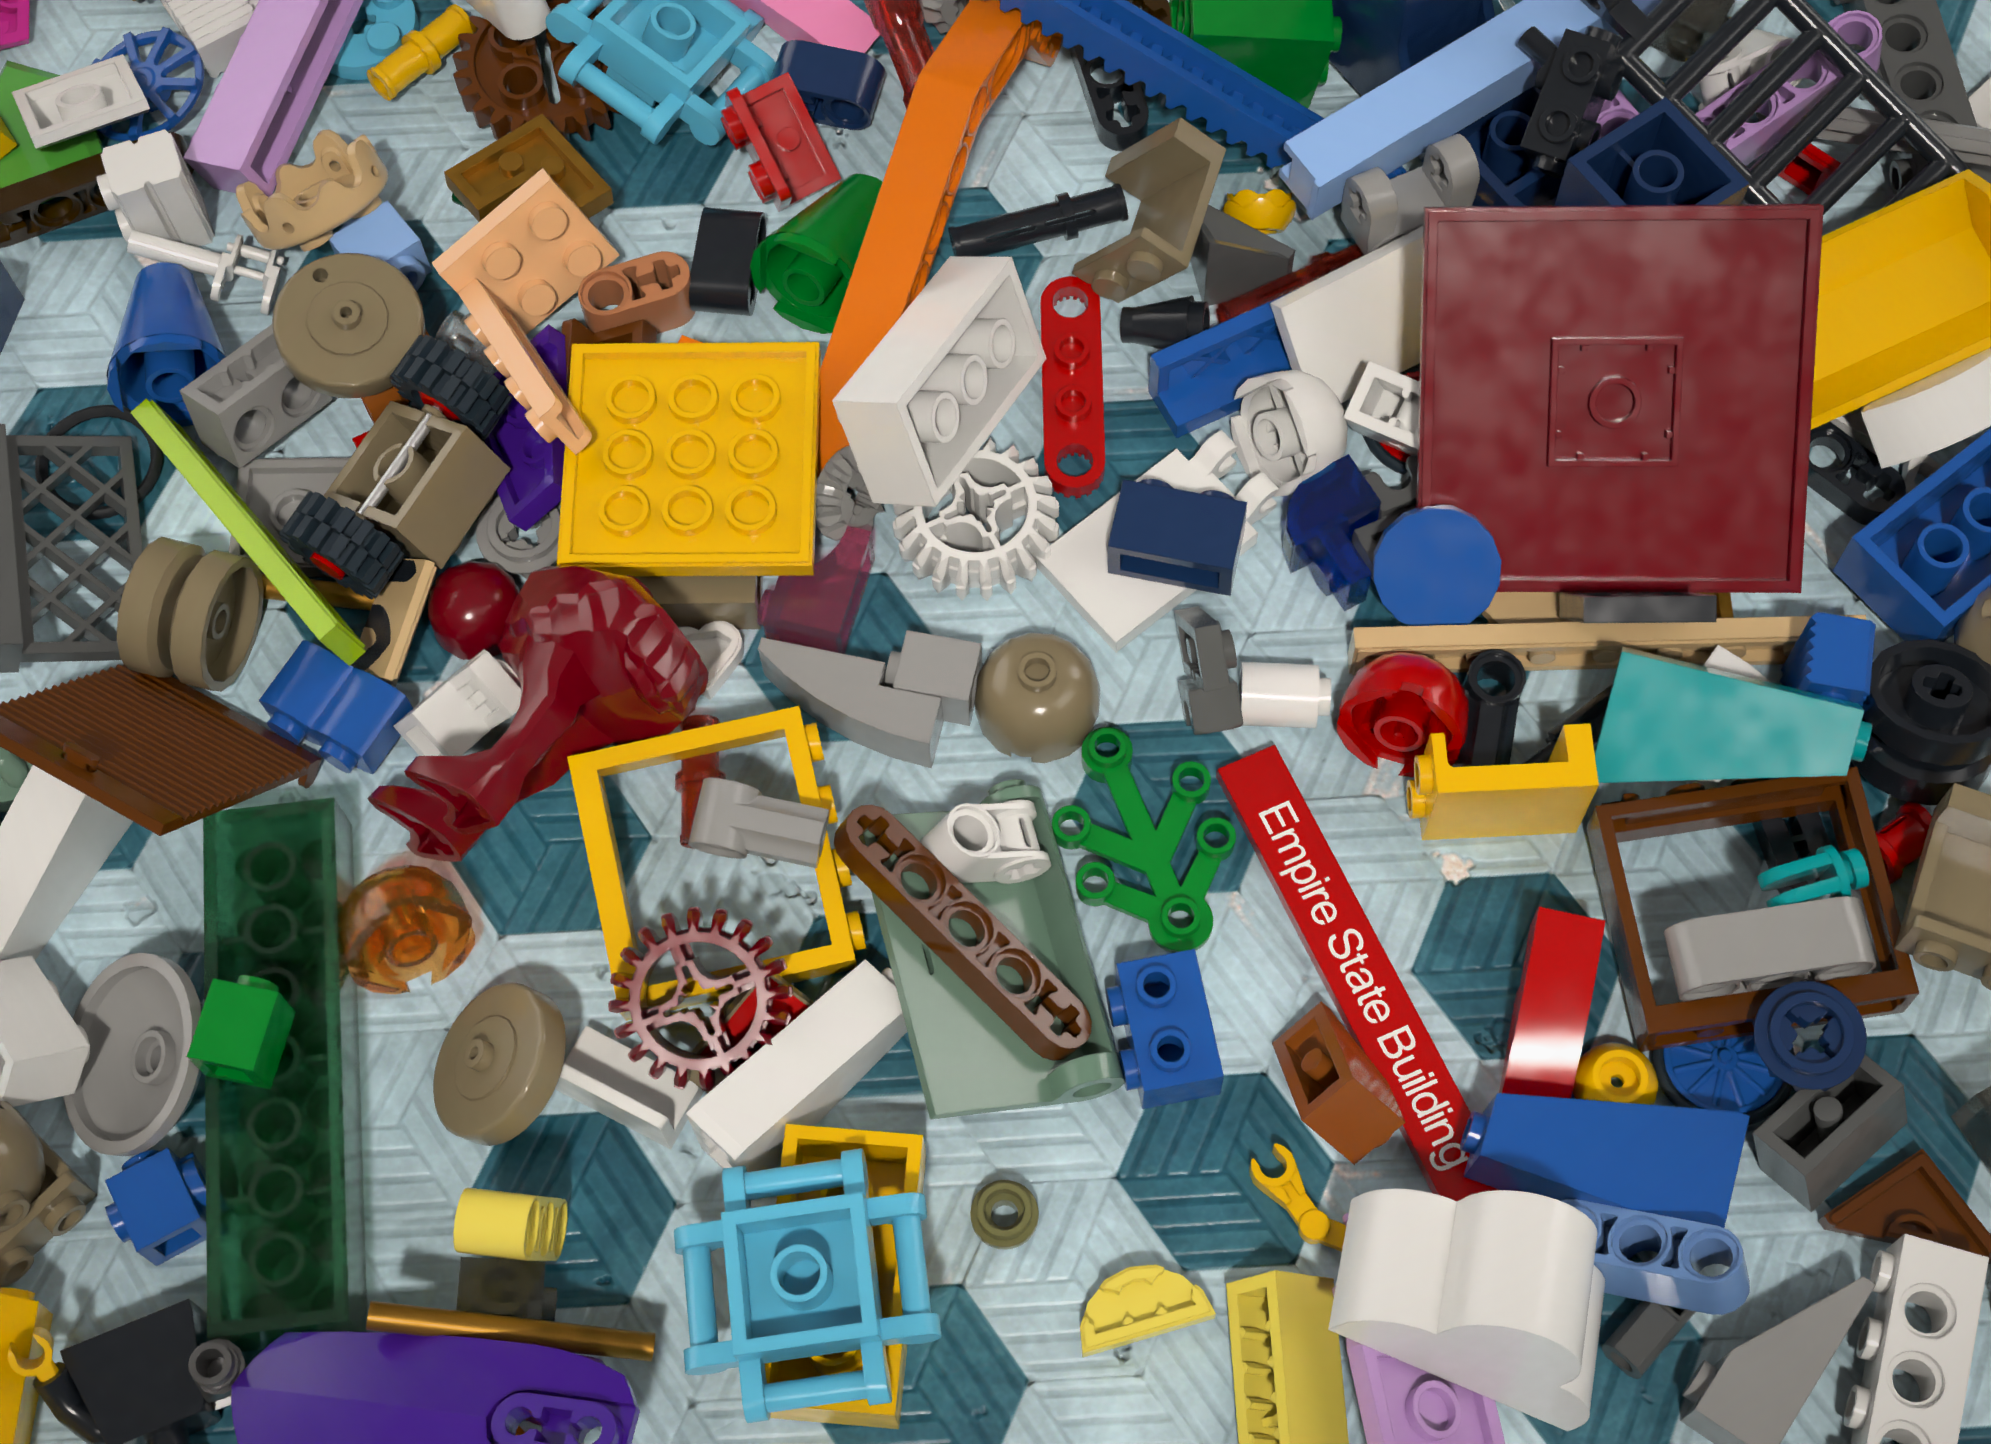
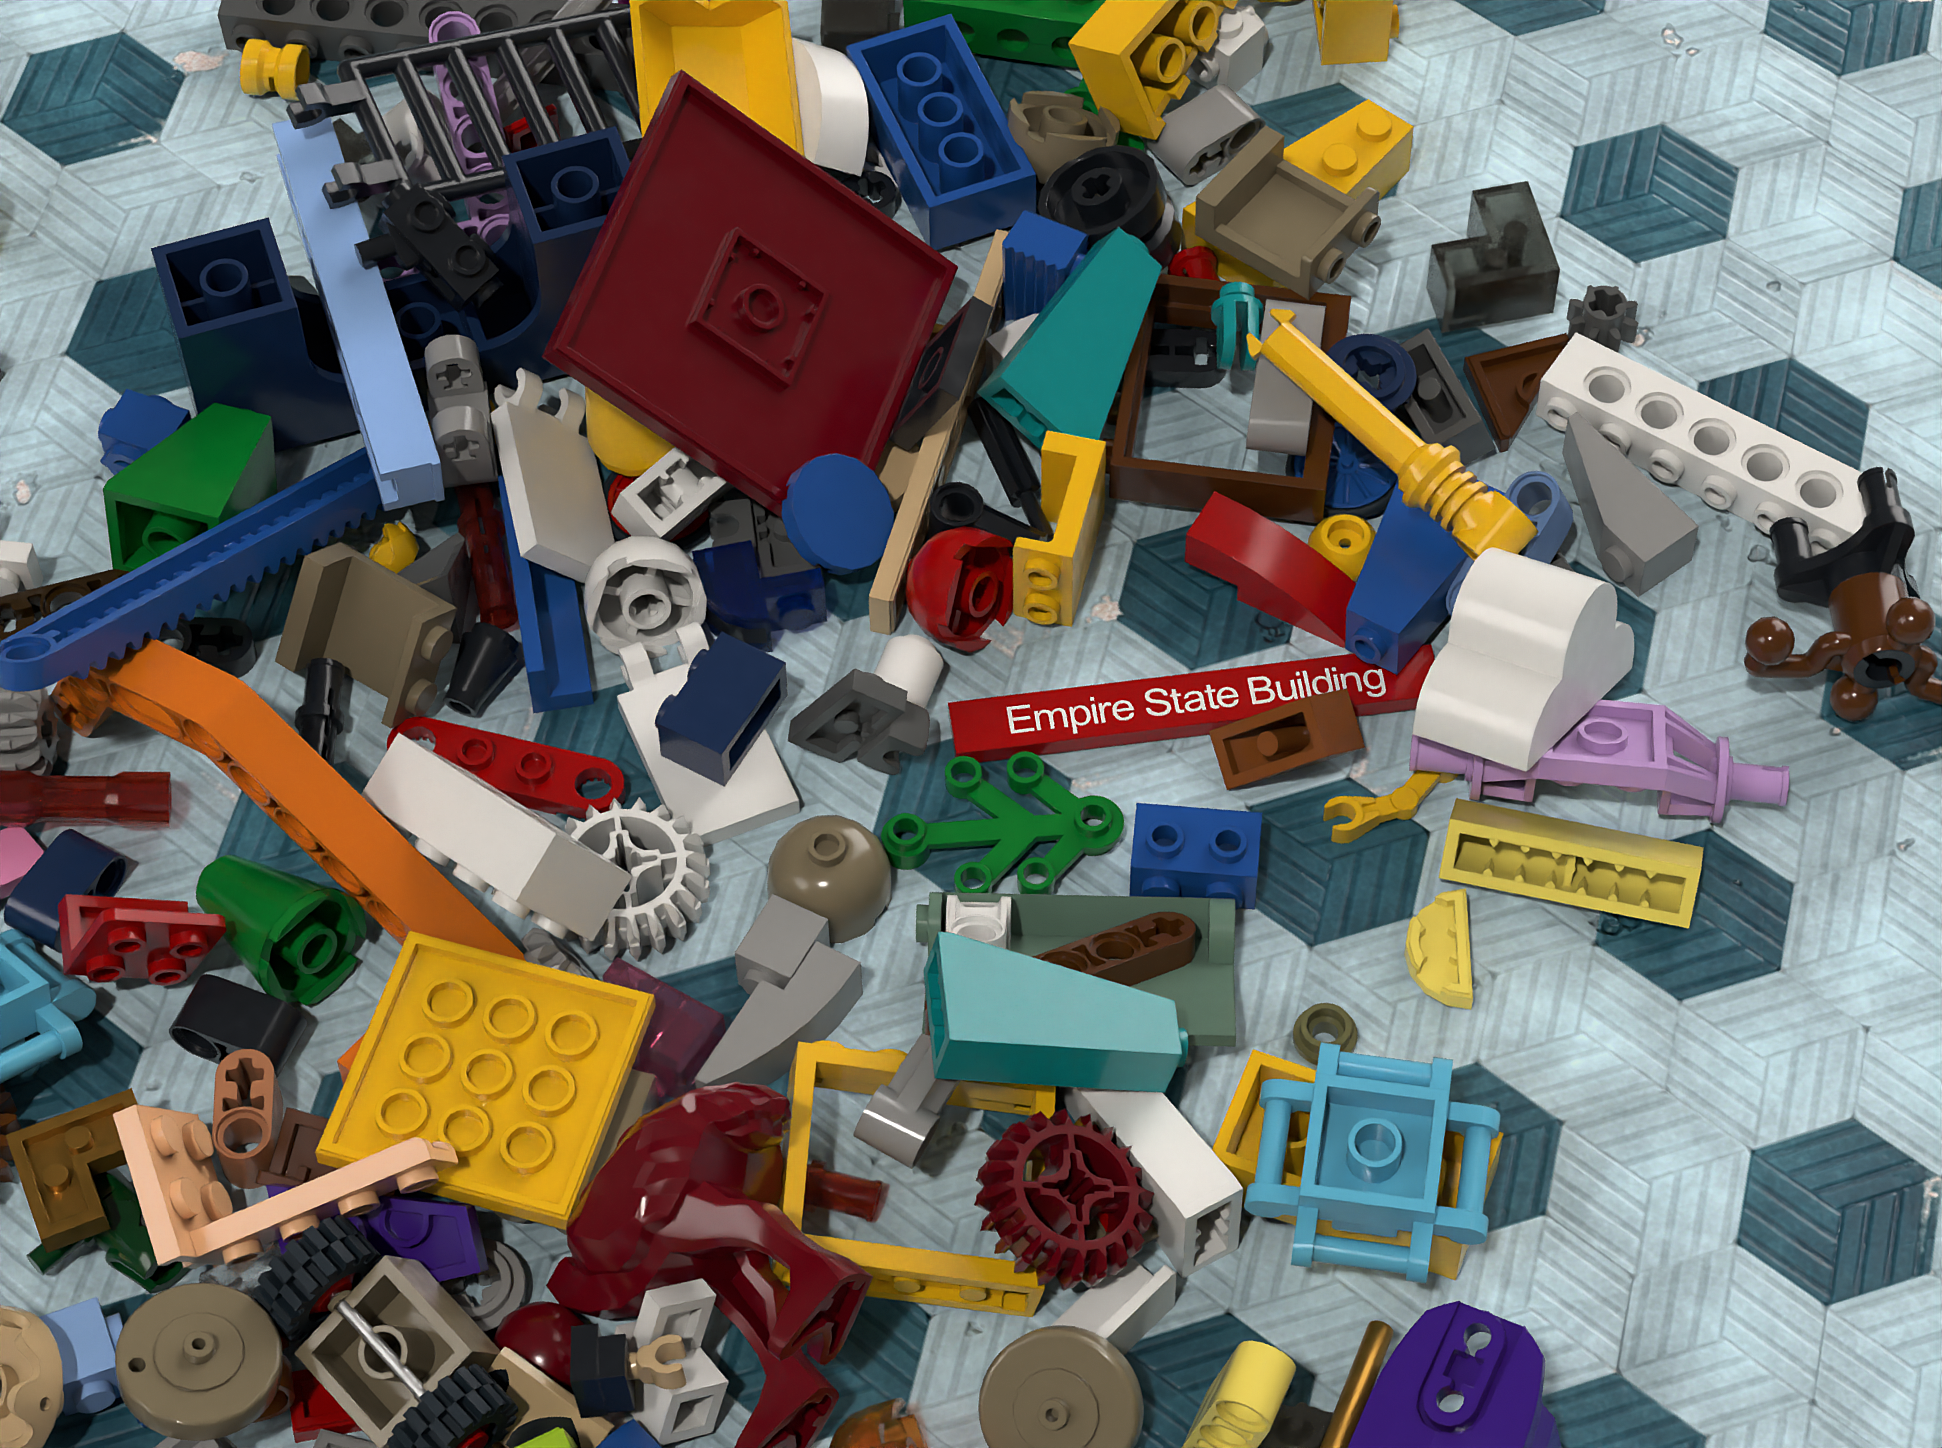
camera: 75 degrees left, 10 degrees down
(419, 654) = (606, 1370): none -> black piece
(857, 912) = (1044, 1024): none -> slope
(1642, 1210) = (1426, 472): none -> yellow piece

